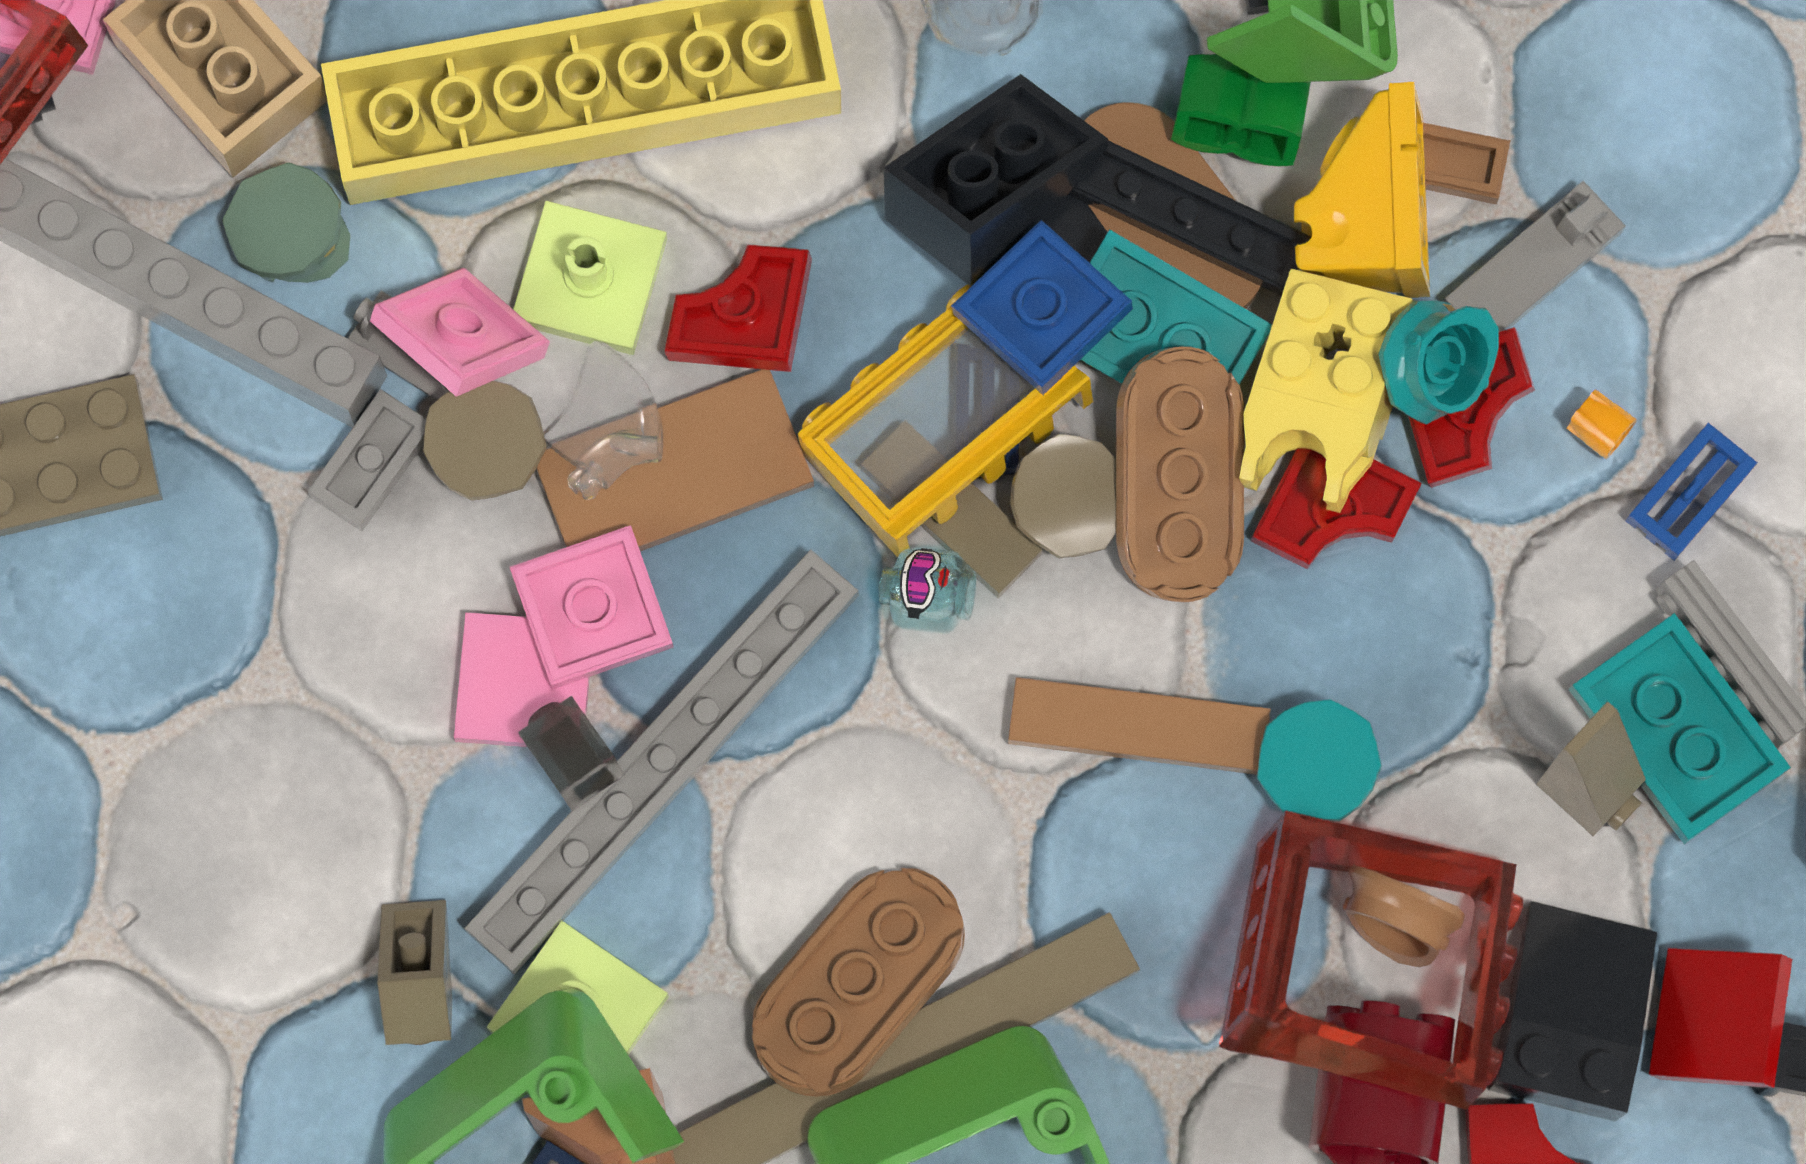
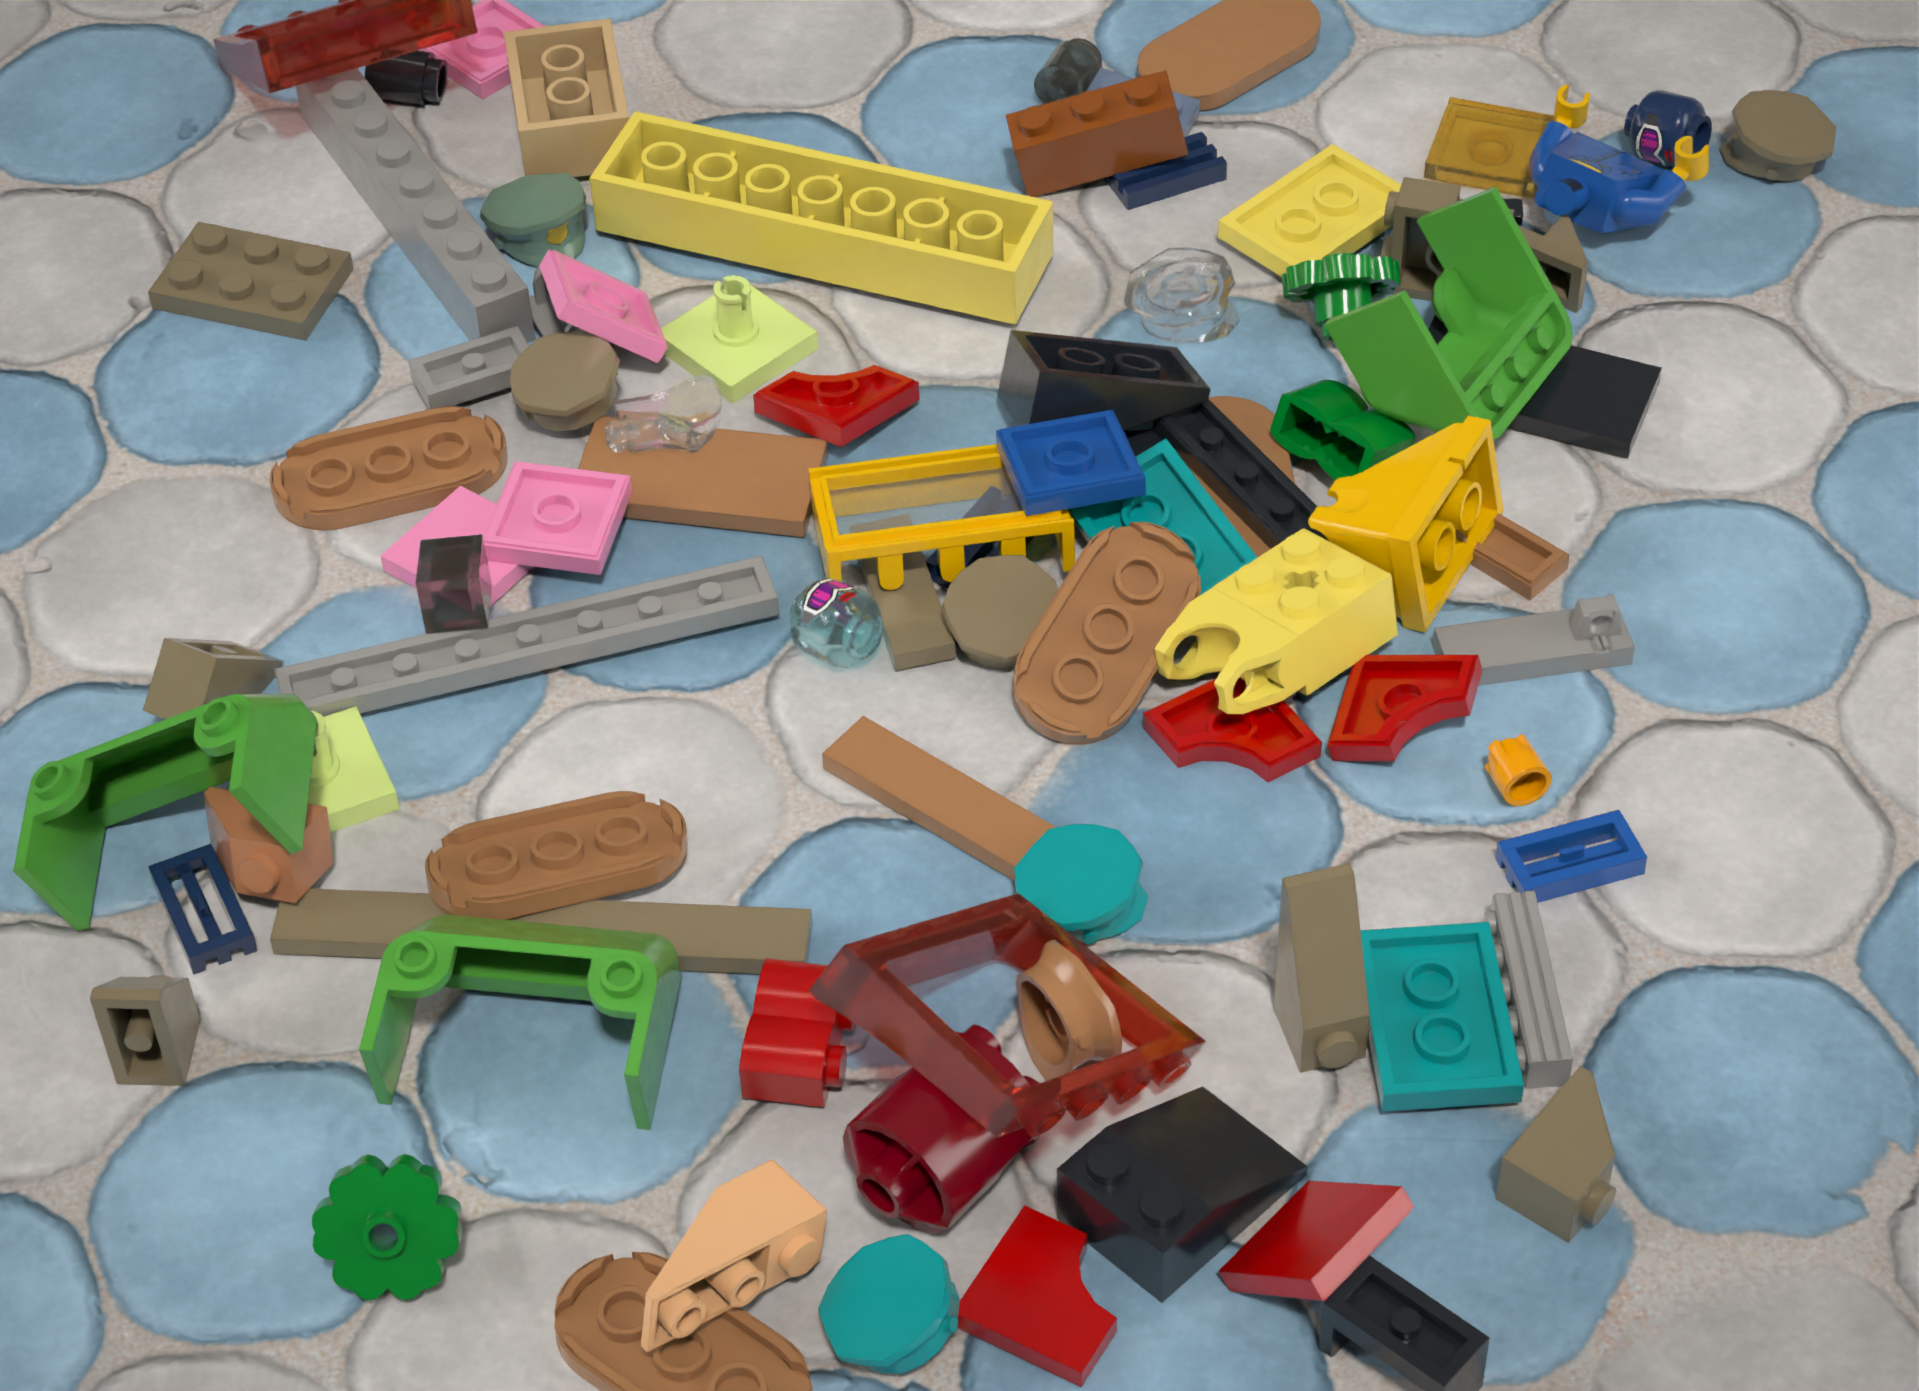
camera: 35 degrees right, 30 degrees down
(372, 620) = (387, 468): none -> medium nougat tile
(1180, 1046) = (792, 1038): none -> red brick
(1438, 358) = (1386, 626): teal hat -> none

